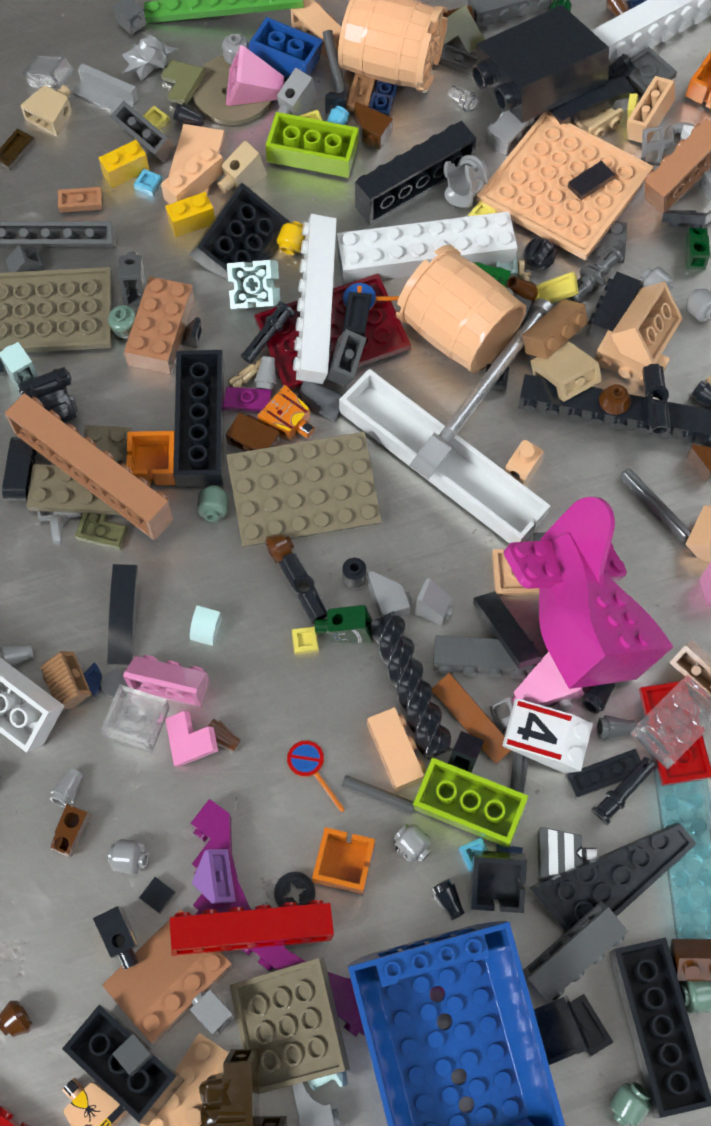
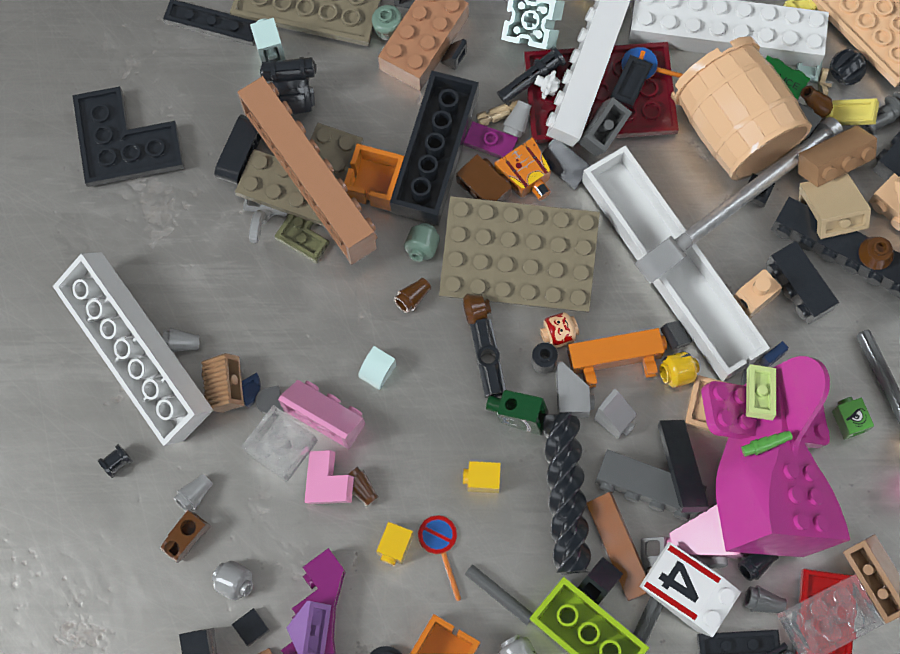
camera: 20 degrees right, 5 degrees up
(122, 614) = (298, 332): black slope -> none
(217, 553) = (412, 295): none -> reddish brown cone
(269, 777) = (394, 544): none -> yellow brick
(284, 335) = (549, 84): none -> white plant
(305, 640) = (473, 413): light yellow tile -> none
(331, 694) = (482, 477): none -> yellow brick
(360, 544) = (559, 330): none -> light nougat head
(396, 749) = (531, 554): light nougat brick -> none
(416, 549) = (617, 351): none -> orange brick
(464, 520) = (675, 334): none -> black tile
(476, 548) = (679, 369): none -> yellow head
(555, 512) = (774, 355): none -> dark blue tile
(556, 541) = (761, 392): none -> yellowish green plate
(559, 444) = (801, 283): none -> black brick
(574, 582) = (763, 444): none -> bright green animal
(639, 546) = (852, 417): none -> bright green brick

